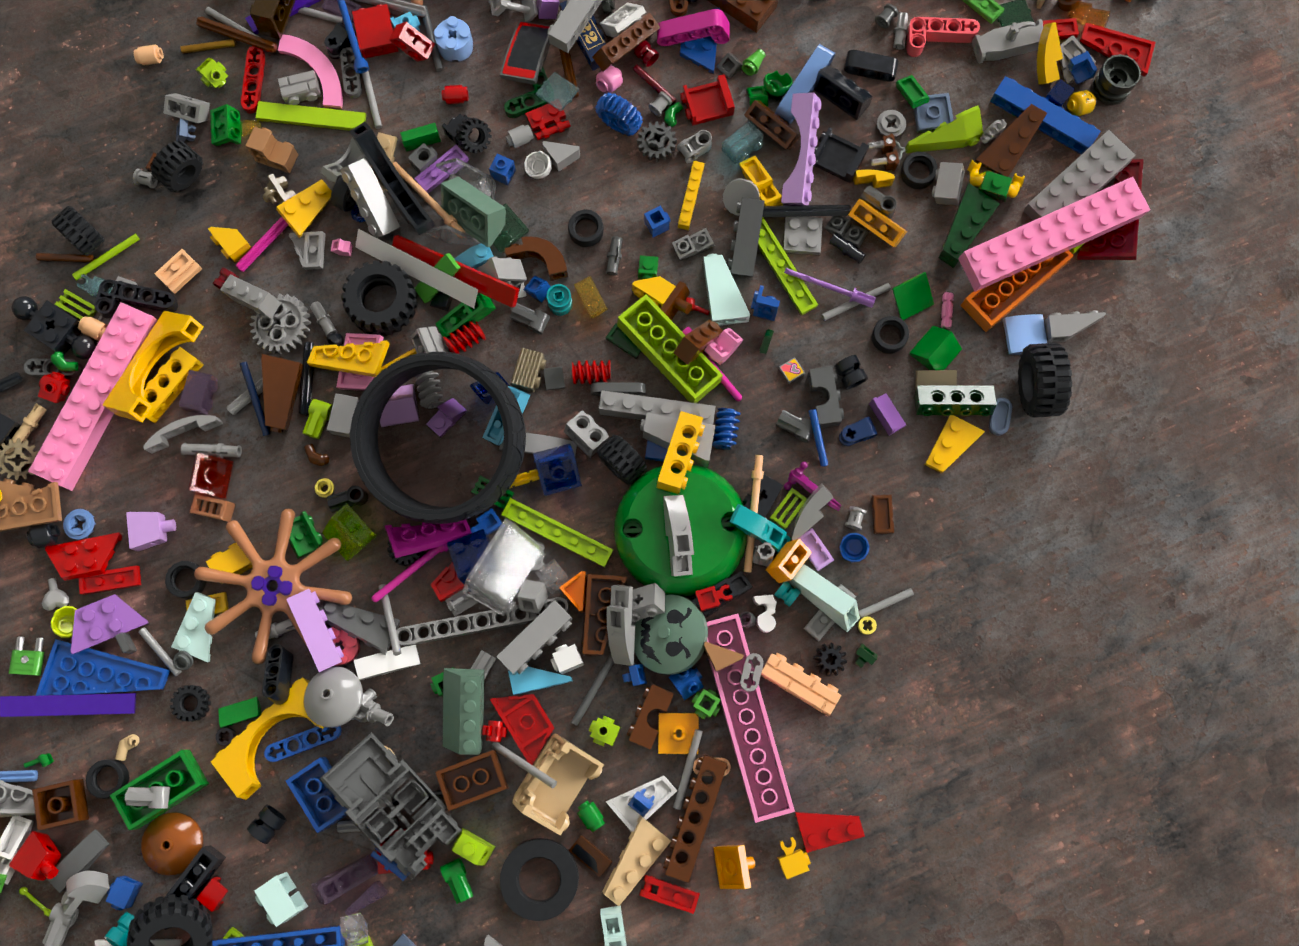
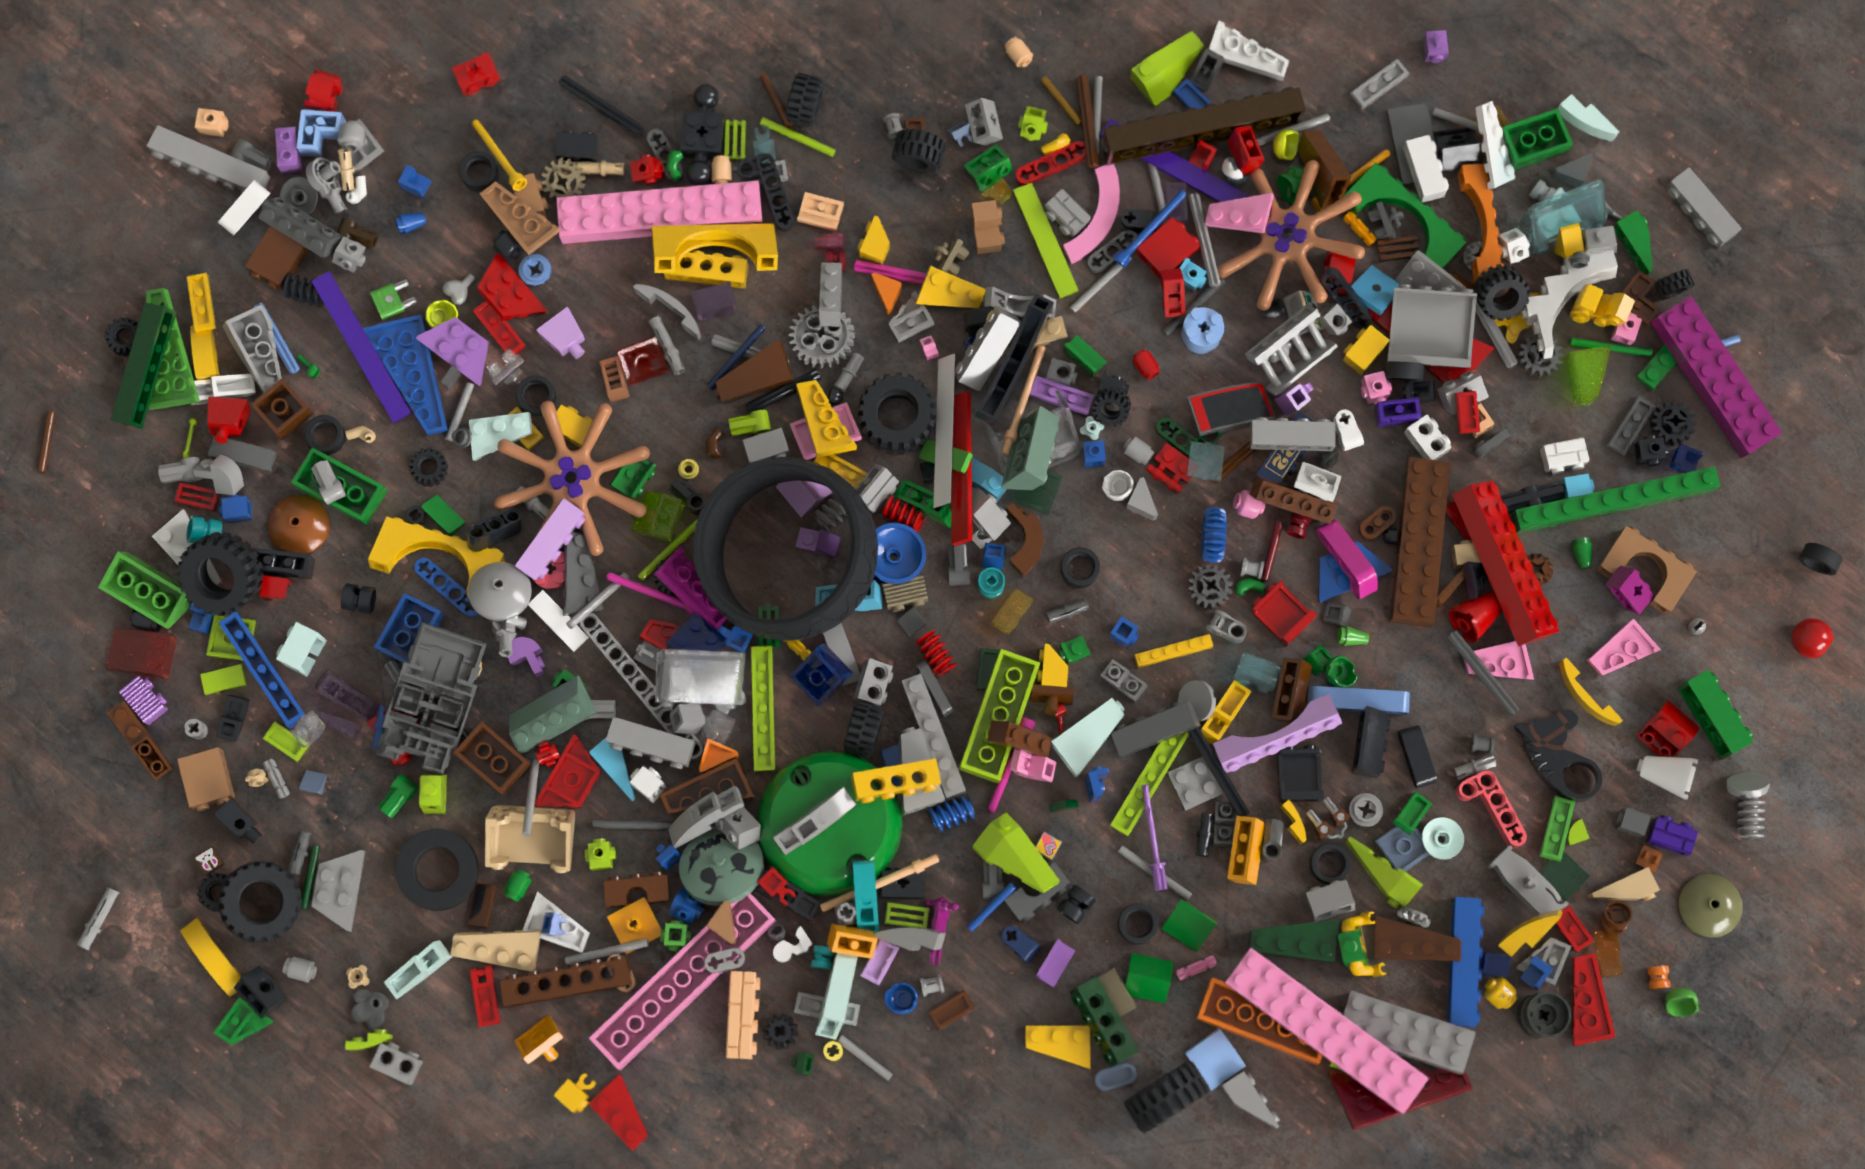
camera: 60 degrees right, 0 degrees up
(104, 909) = (213, 501): none -> red tile
(145, 582) = (498, 373): none -> clear hips
(207, 276) = (832, 241): none -> clear pink cone
(240, 61) = (1062, 141): none -> yellow arm
(274, 254) = (888, 291): none -> orange slope
(382, 539) = (668, 551): none -> lime bar
(396, 700) = (527, 649): none -> medium lavender brick
(481, 156) = (1093, 434): none -> light aqua plate
(498, 349) = (906, 546): none -> blue dish
(783, 395) = (1011, 849): none -> lime wedge
(943, 74) = (1452, 837): none -> light aqua dish

